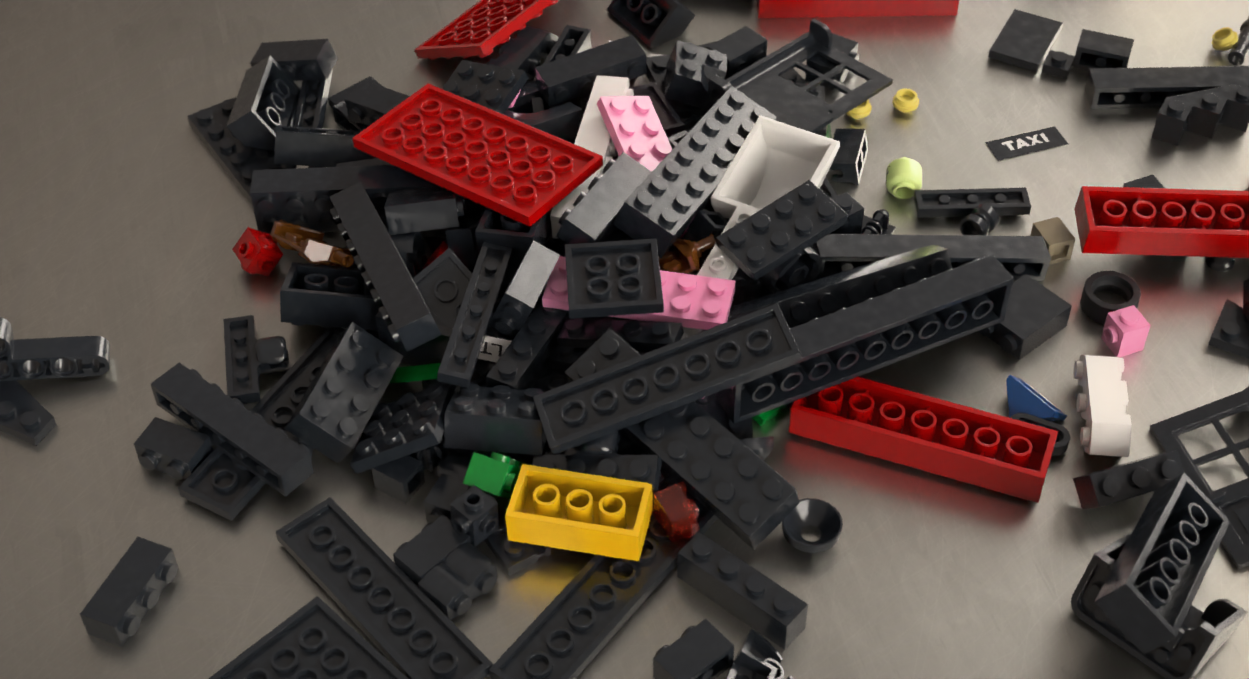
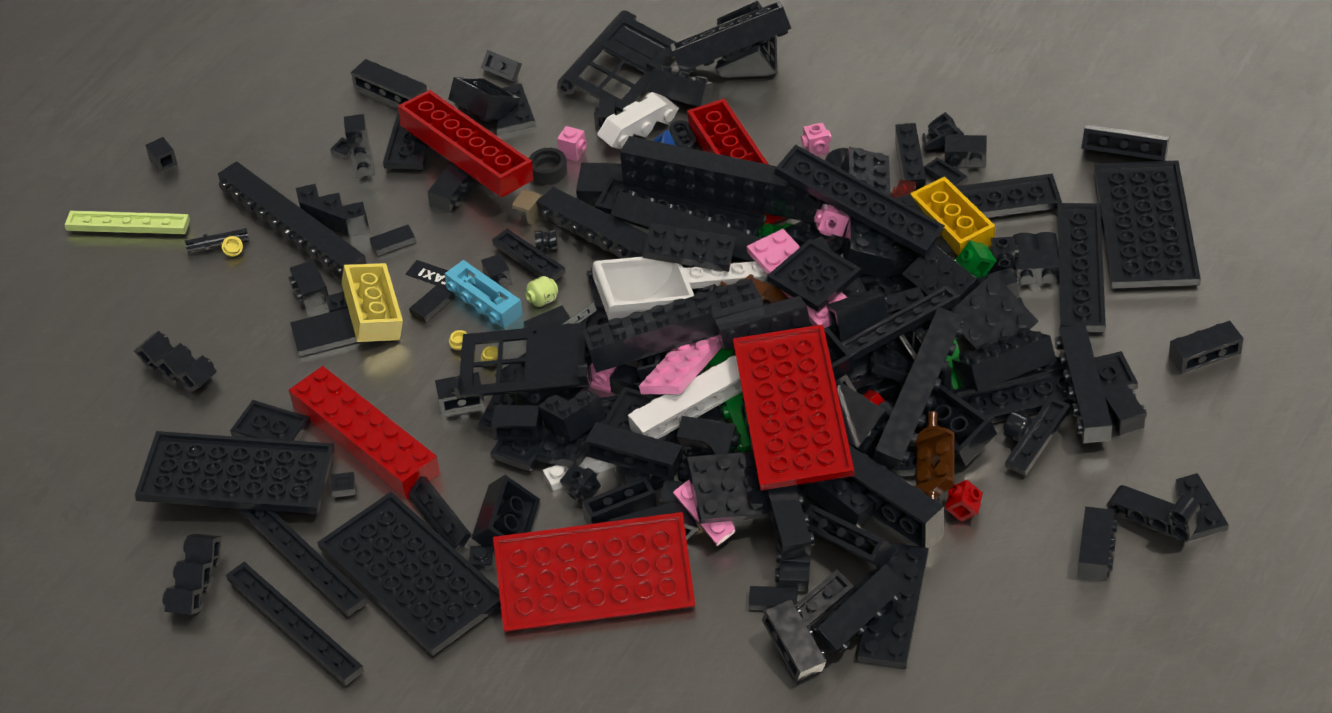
camera: 130 degrees left, 0 degrees up
(89, 301) = (1097, 543): none -> black brick
(673, 618) = (937, 169): none -> black tile
(885, 533) = (816, 139): none -> bright pink brick
(951, 141) = (483, 294): none -> medium azure brick
(970, 166) = (497, 270): none -> black brick
(984, 114) = (431, 303): none -> black tile
(1018, 60) = (372, 302): none -> light yellow brick
(1115, 139) = (392, 240): none -> black tile
(1154, 396) = (606, 108): none -> black brick

